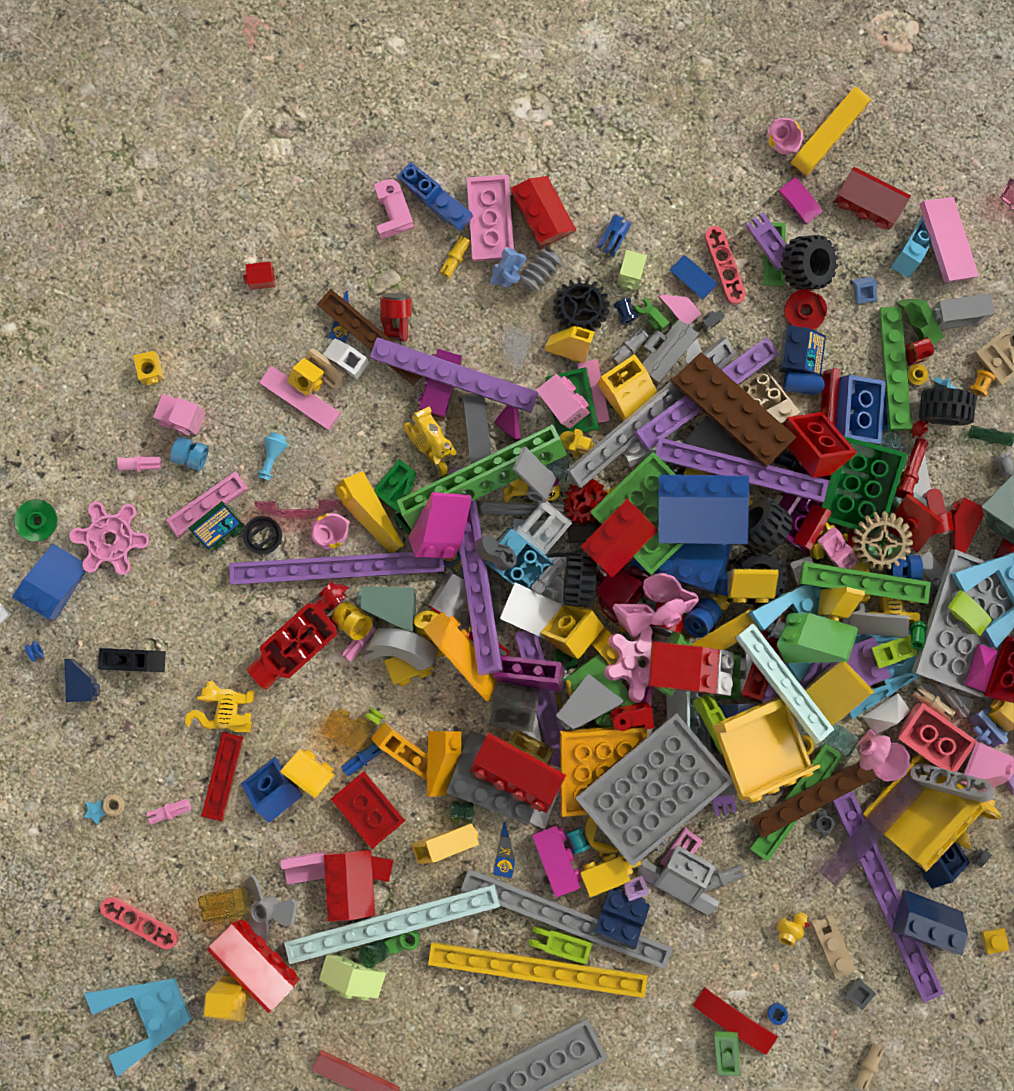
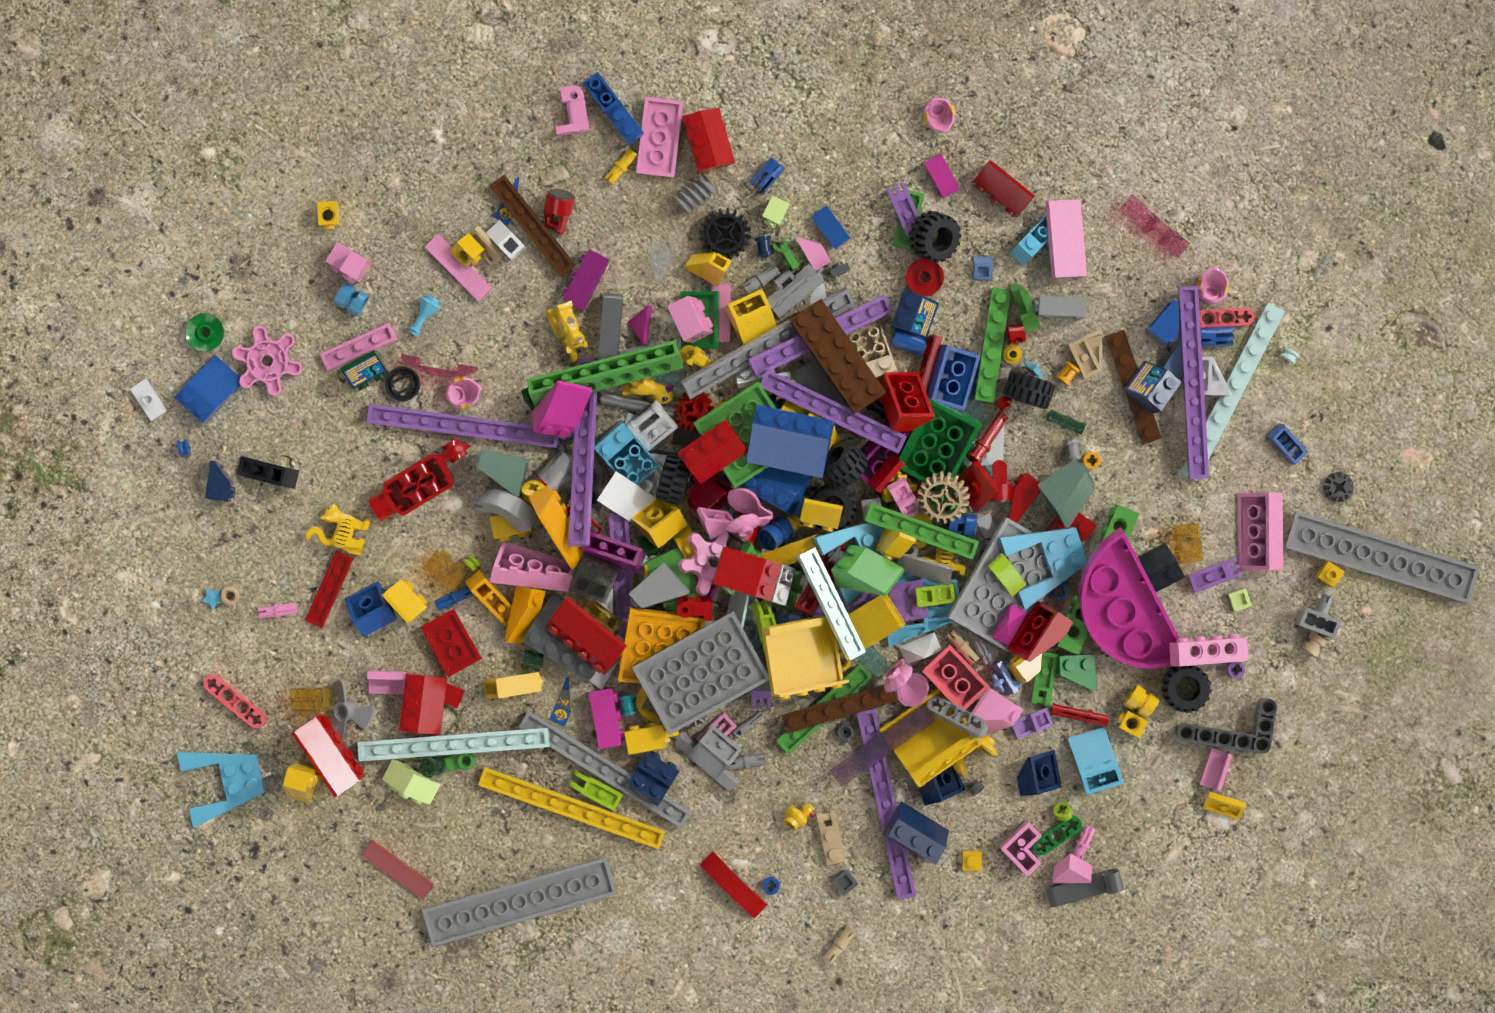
camera: 10 degrees right, 5 degrees up
(139, 463) = (305, 298): bright pink axle -> none
(259, 275) = (442, 149): red brick -> none
(352, 620) = (468, 476): yellow wheel -> none
(357, 645) = (470, 495): bright pink axle -> none
(364, 504) = (497, 374): yellow slope -> none
(396, 484) = (529, 363): green wing -> none
(440, 710) = (530, 568): none -> bright pink wedge
(454, 375) = (598, 276): medium lavender plate -> none
(492, 551) = (604, 442): dark grey piece -> none
(507, 270) = (664, 190): medium blue hips -> none
(535, 475) = (652, 382): light grey door -> none
(548, 575) = (647, 470): light grey axle -> none
(636, 888) = (669, 755): lavender slope -> none
(713, 836) = (747, 724): none -> light grey piece
(721, 266) = (864, 221): coral beam -> none
(727, 1053) = (720, 909): bright green plate -> none
(831, 131) = (982, 117): yellow beam -> none
(918, 635) = (959, 585): green pin -> none

